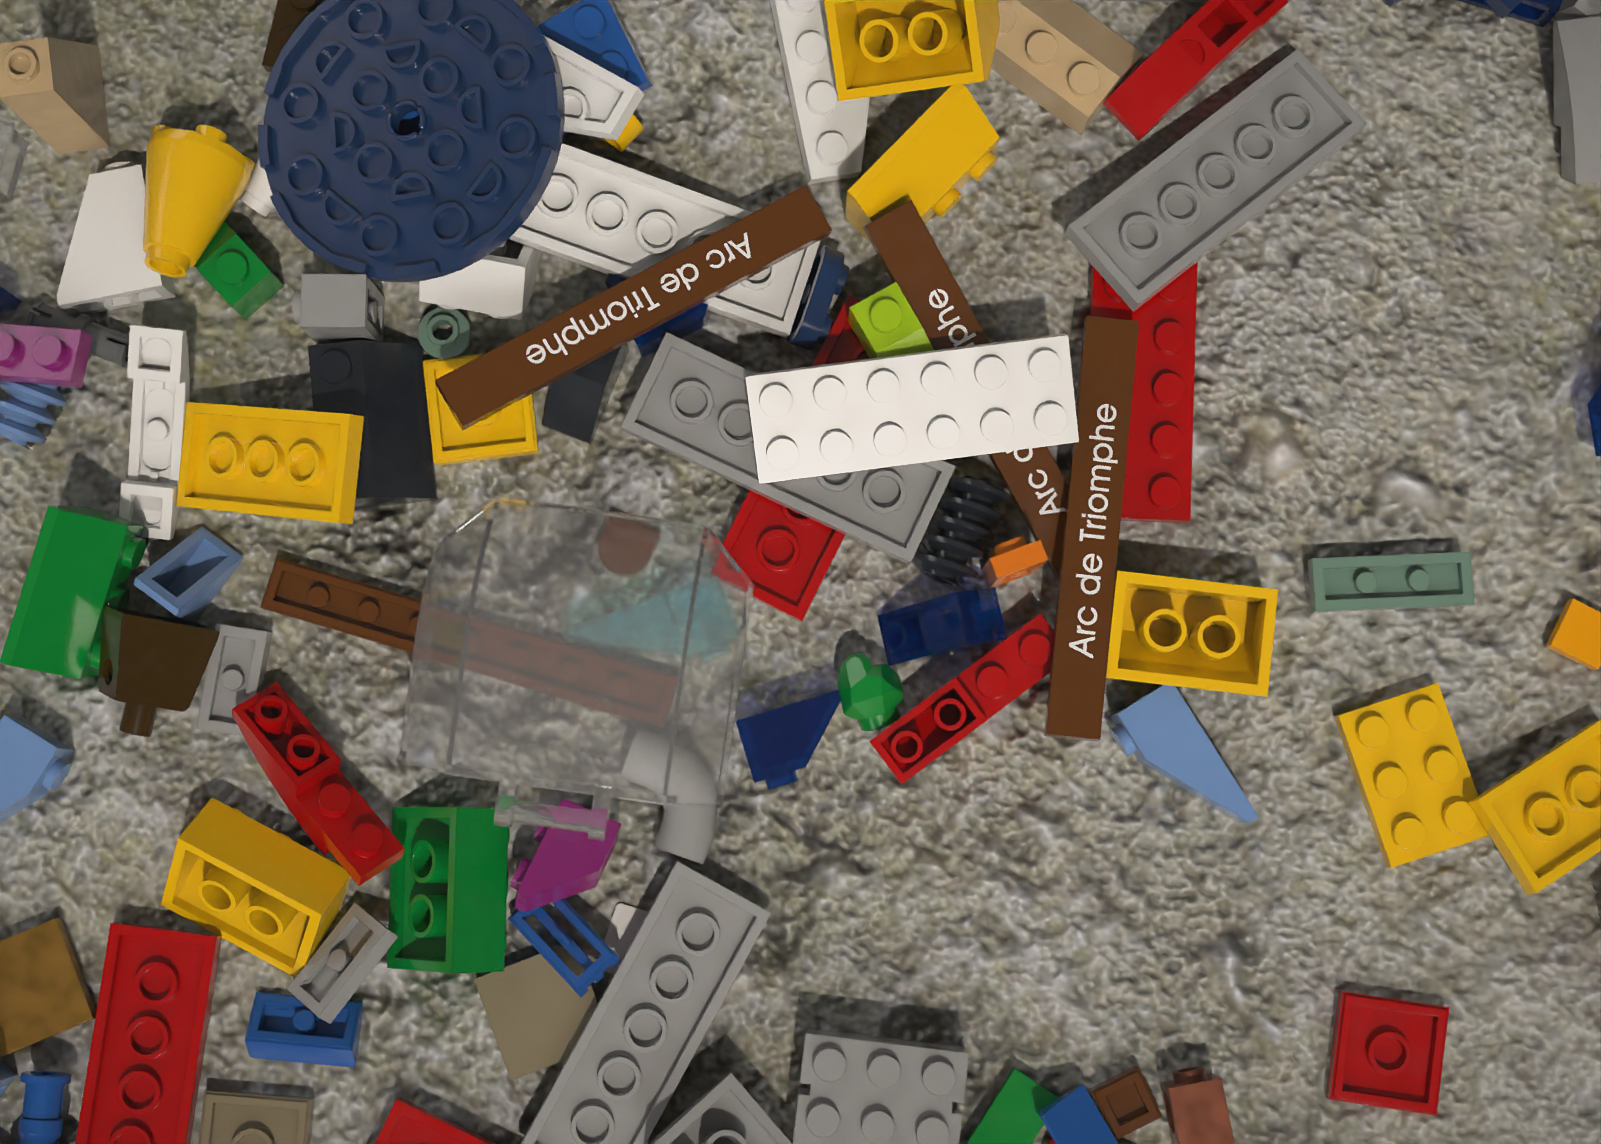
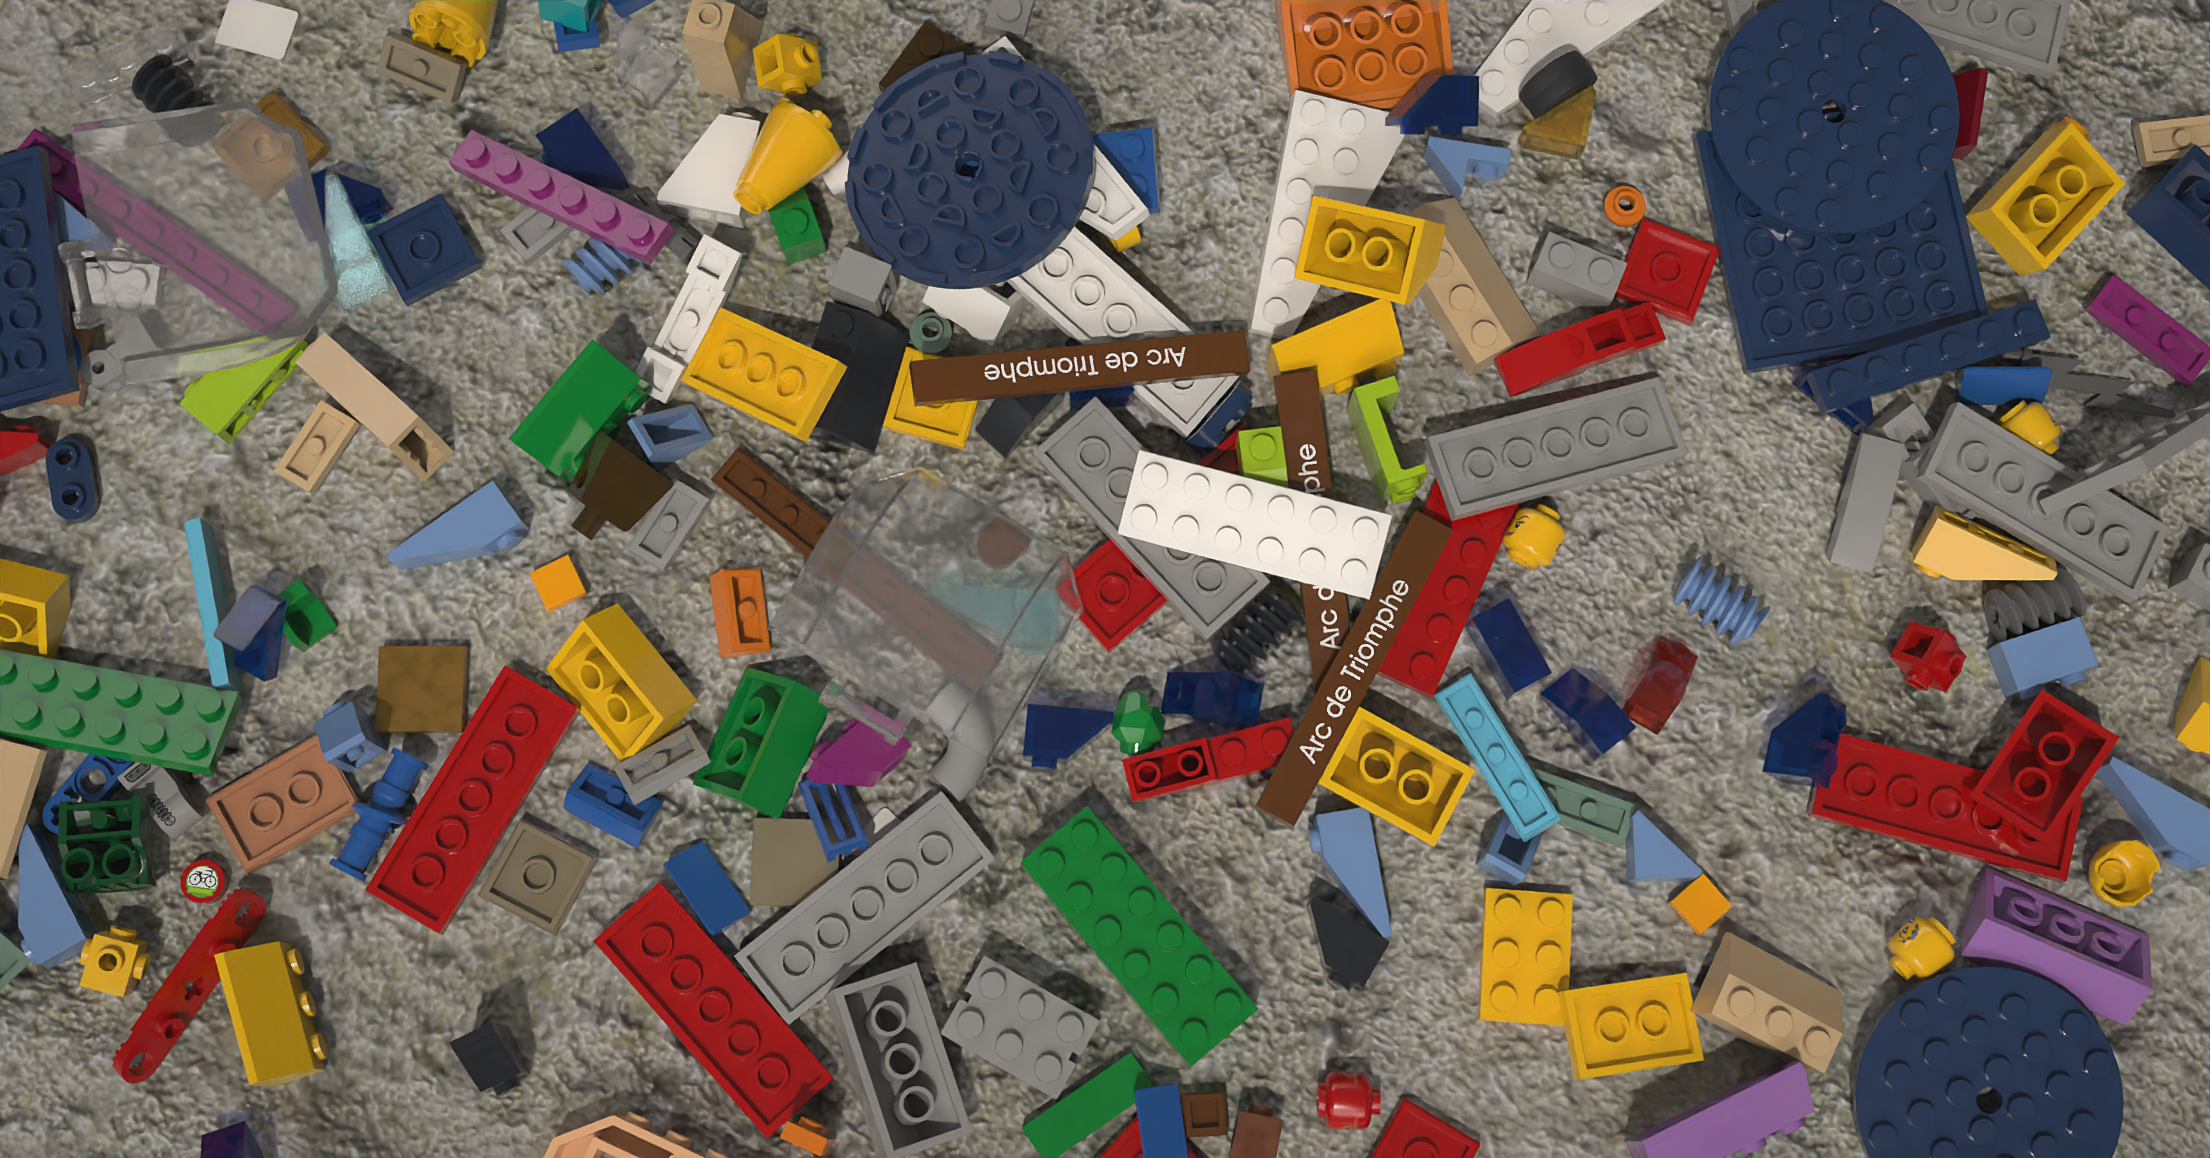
camera: 20 degrees right, 5 degrees down
(134, 800) = (558, 583): none -> light orange tile
(145, 84) = (787, 64): none -> yellow brick
(313, 787) = (694, 625): red slope -> none
(362, 743) = (740, 612): none -> orange slope
(454, 1082) = (707, 888): none -> blue slope
(972, 937) = (1138, 937): none -> green brick
(1010, 257) = (1365, 415): none -> lime panel
(1013, 561) = (1285, 670): orange plate -> none
(1207, 848) = (1344, 945): none -> black slope
(1231, 291) = (1534, 537): none -> yellow head
(1255, 433) = (1508, 649): none -> clear blue brick
(1281, 1022) = (1347, 1100): none -> red head
(1293, 562) = (1497, 758): none -> medium azure tile
(1349, 657) = (1507, 854): none -> medium blue slope
(1373, 469) = (1587, 713): none -> clear blue slope
(1440, 404) = (1660, 684): none -> clear red slope
(1471, 280) = (1719, 602): none -> medium blue piece
(1512, 602) = (1654, 856): none -> medium blue slope

